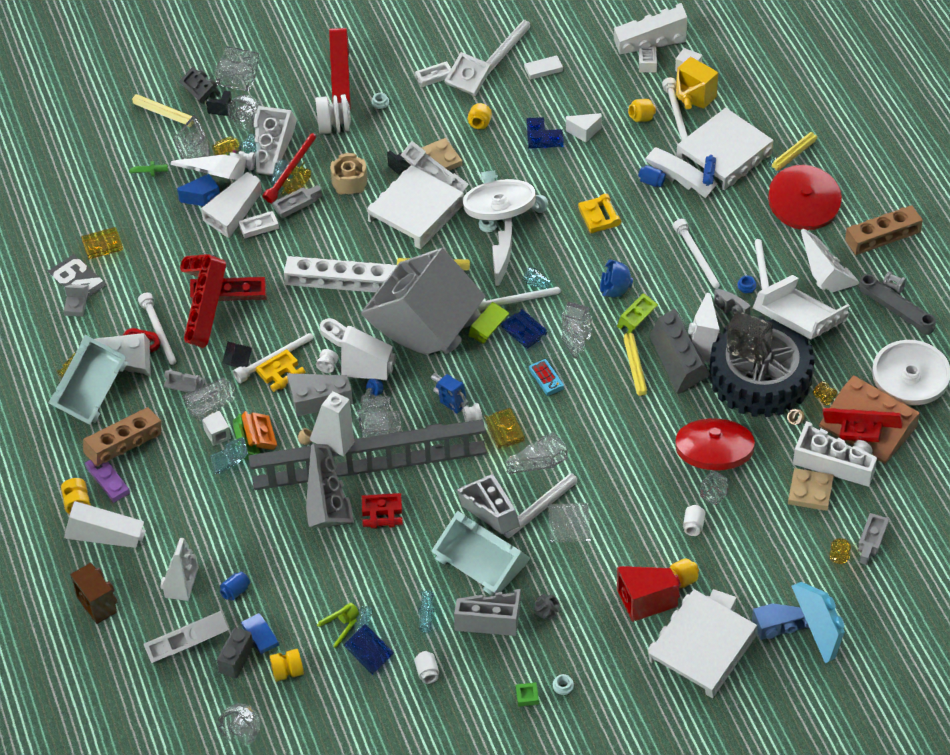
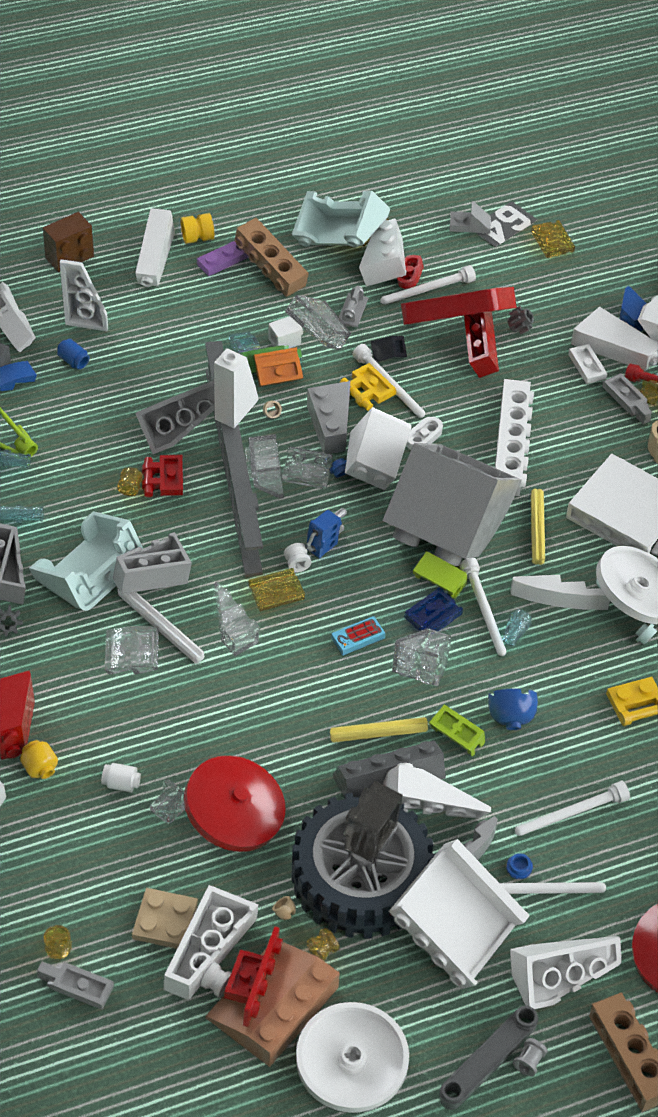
camera: 85 degrees right, 0 degrees up
(390, 532) = (129, 481): none -> clear yellow wheel

